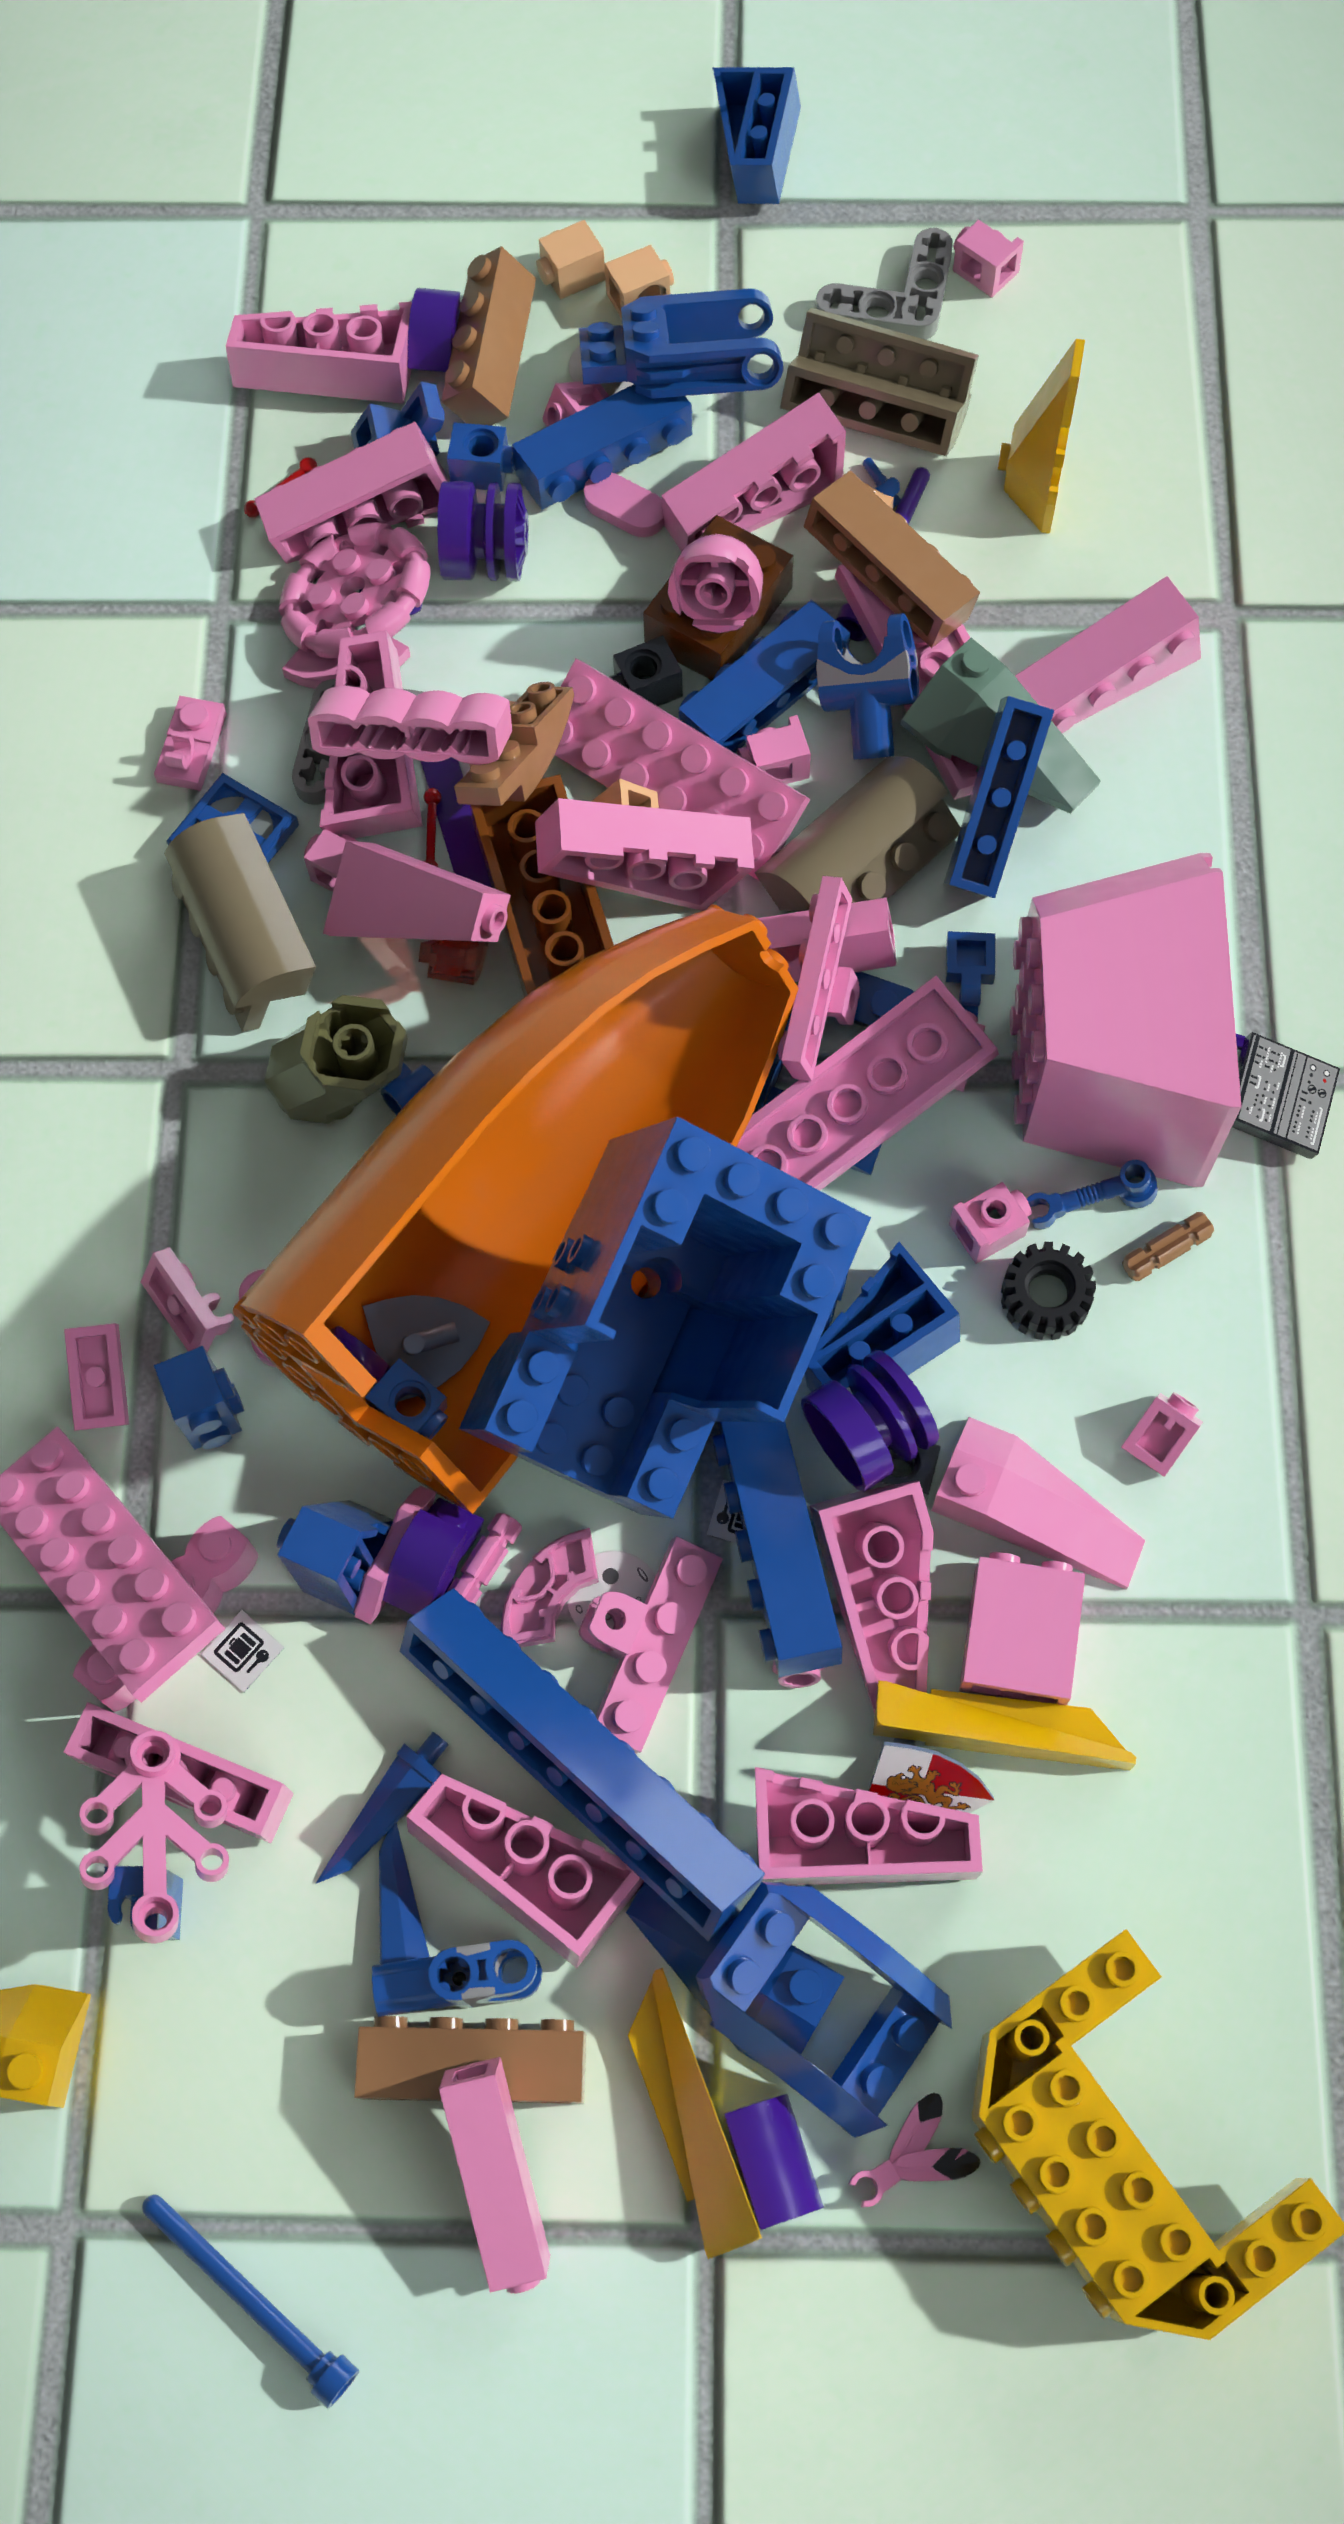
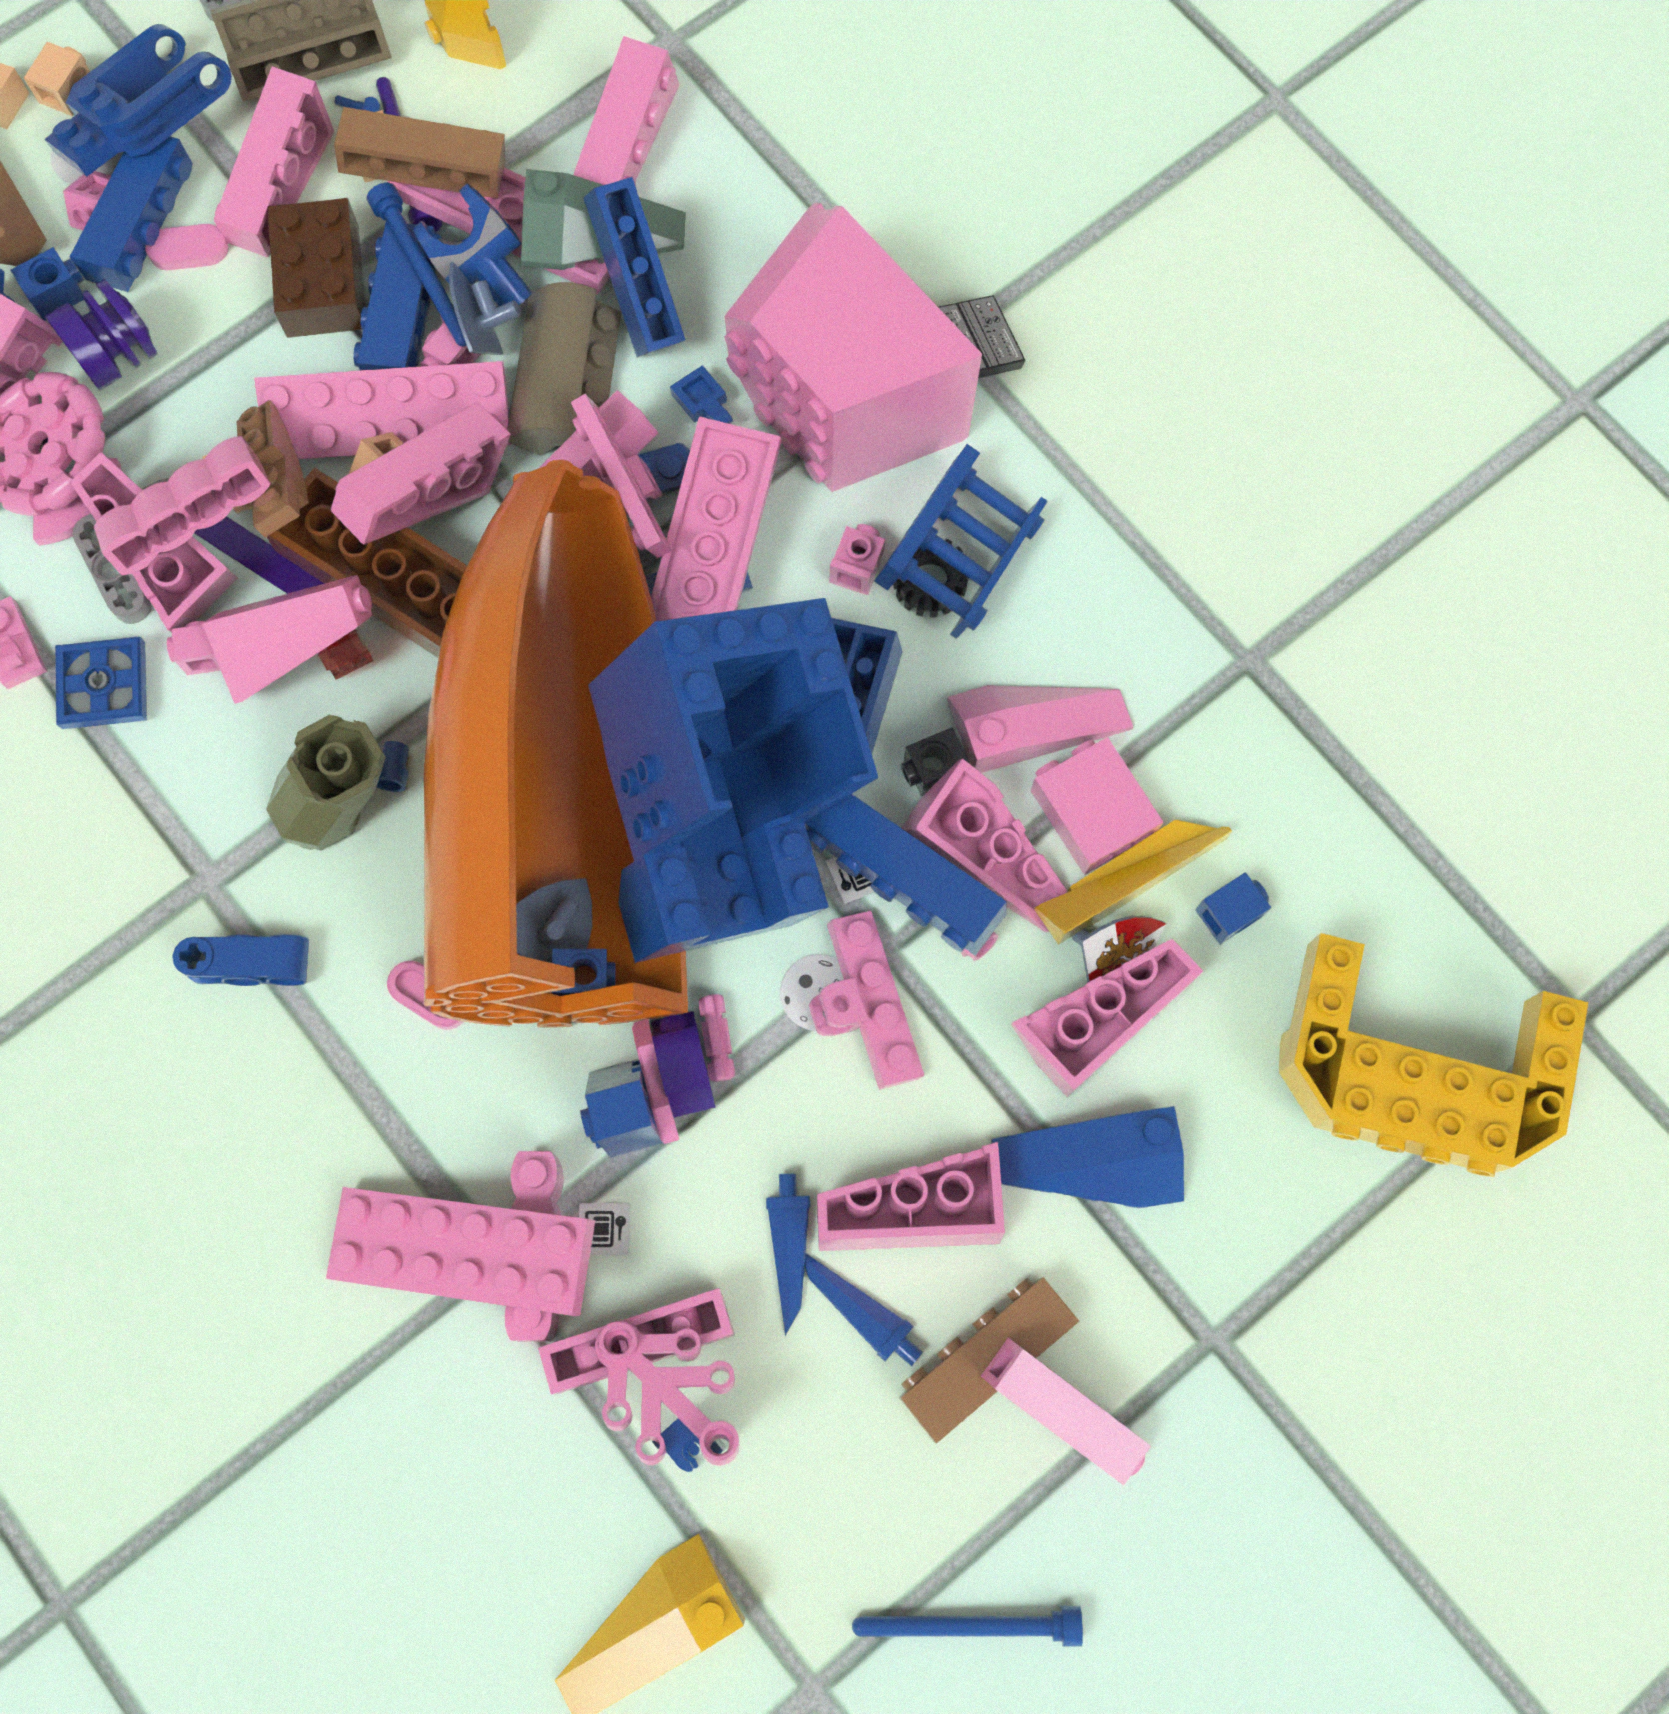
camera: 45 degrees left, 5 degrees up
(96, 1377) = (342, 1131): bright pink plate -> none
(144, 1162) = (244, 960): none -> blue piece
(181, 1304) = (358, 1034): bright pink plate -> none
(200, 1398) = (433, 1085): blue brick -> none
(239, 916) = (163, 736): dark tan brick -> none
(429, 1983) = (920, 1330): blue connector -> none
(432, 798) = (228, 552): red hinge -> none
(546, 1586) = (770, 1022): bright pink tile -> none
(582, 1763) = (895, 1112): blue brick -> none
(654, 661) = (310, 342): black brick -> none
(690, 2122) = (1152, 1275): yellow wedge -> none
(716, 583) = (316, 251): bright pink cylinder -> none
(773, 2161) = (1219, 1257): dark purple brick -> none
(819, 739) = (478, 313): none -> sand blue shield
(823, 585) = (387, 205): none -> blue piece
(877, 1416) = (906, 740): dark purple wheel -> none
(885, 2045) = (1227, 1125): blue wedge -> none
(909, 2158) = (1294, 1183): bright pink piece -> none
(1076, 1840) = (1234, 907): none -> blue brick
(1110, 1231) = (923, 536): none -> blue fence
(1131, 1194) = (920, 475): blue brick -> none
(1163, 1432) = (1077, 611): bright pink bracket -> none
(1168, 1246) = (988, 470): medium nougat axle -> none

